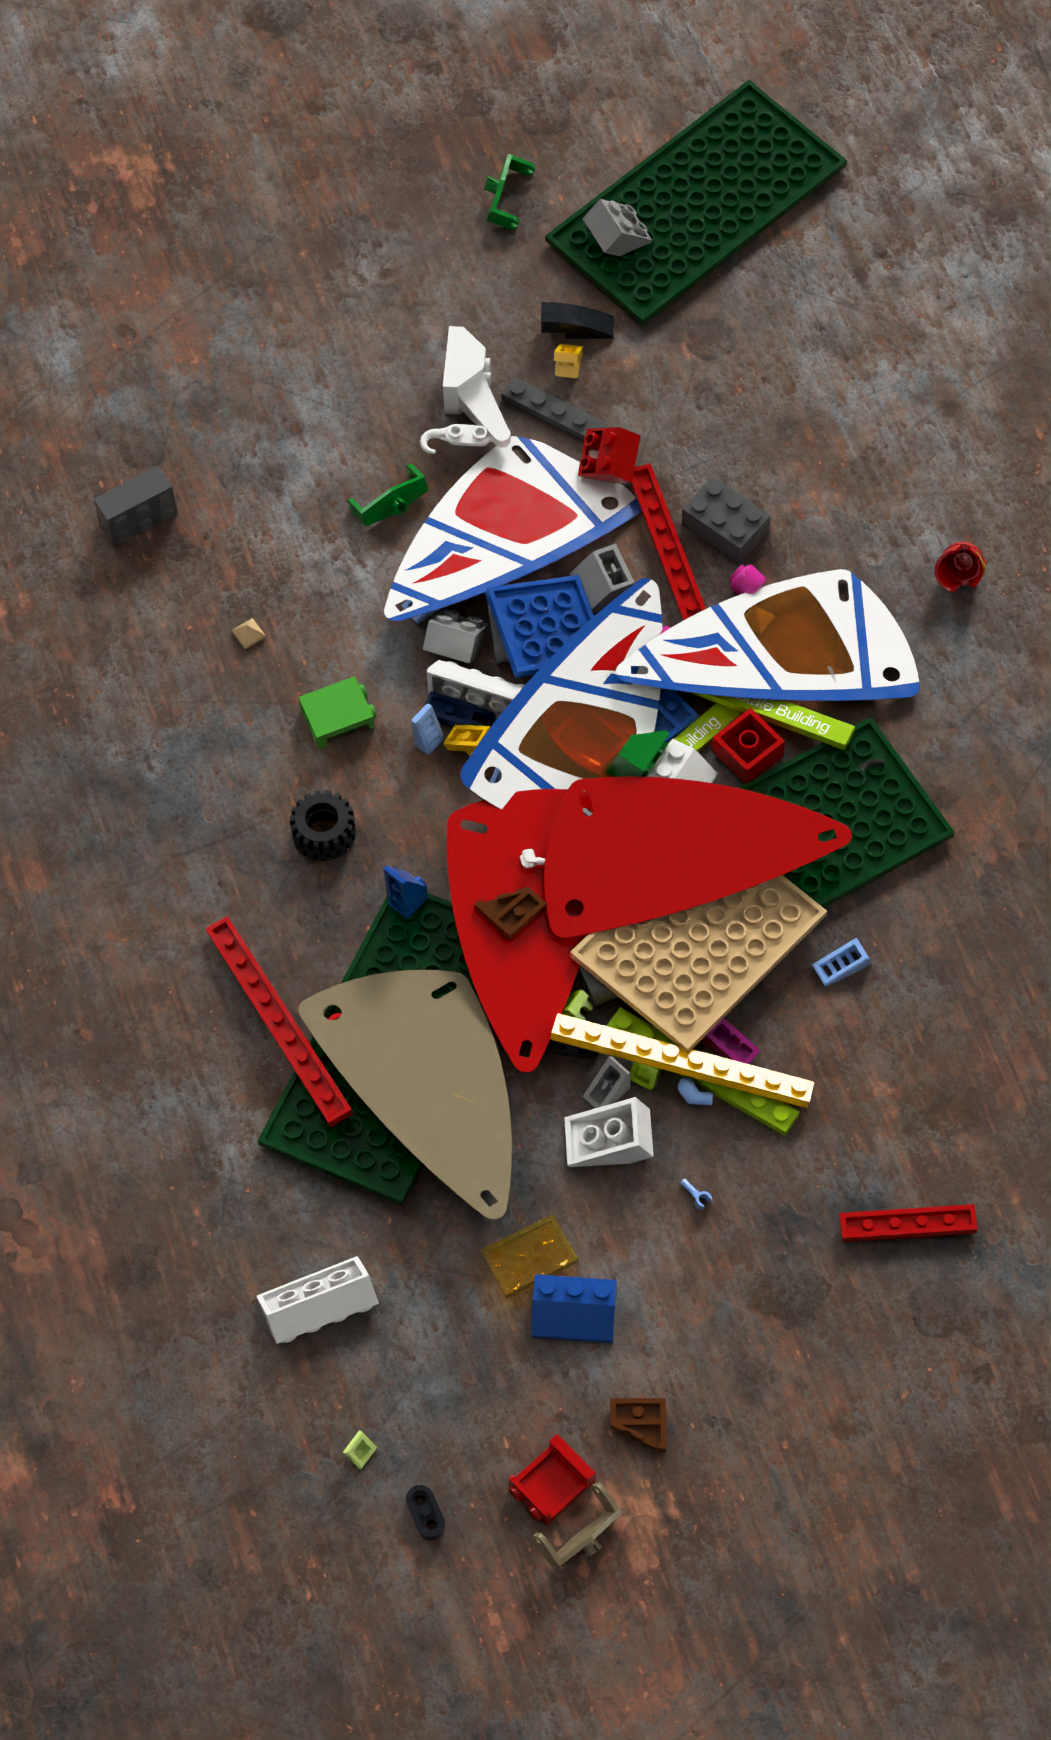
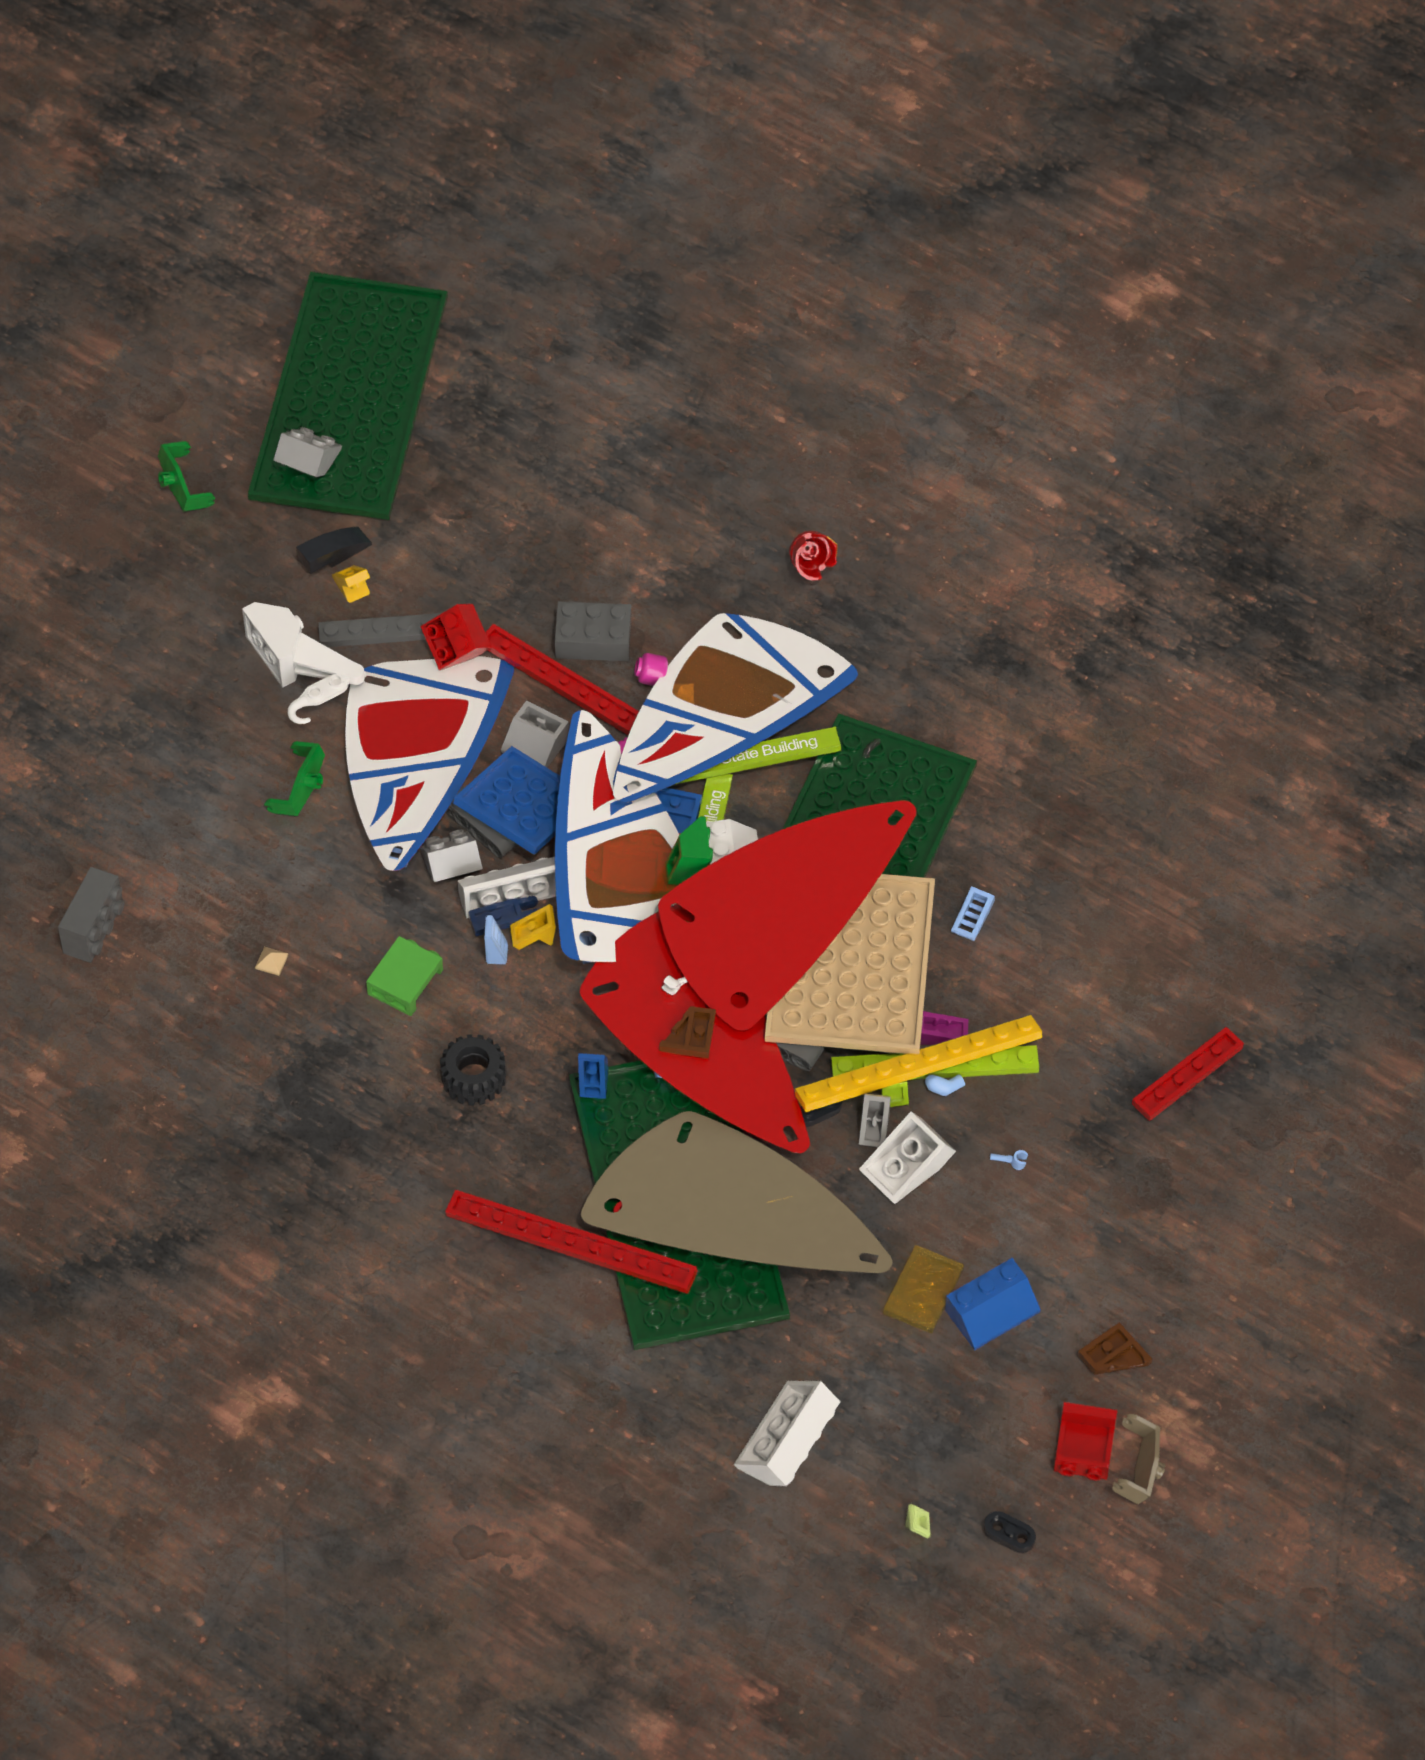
camera: 40 degrees left, 5 degrees down
(575, 1002) = (798, 1074): lime tile -> none
(748, 746) = (763, 794): red brick -> none

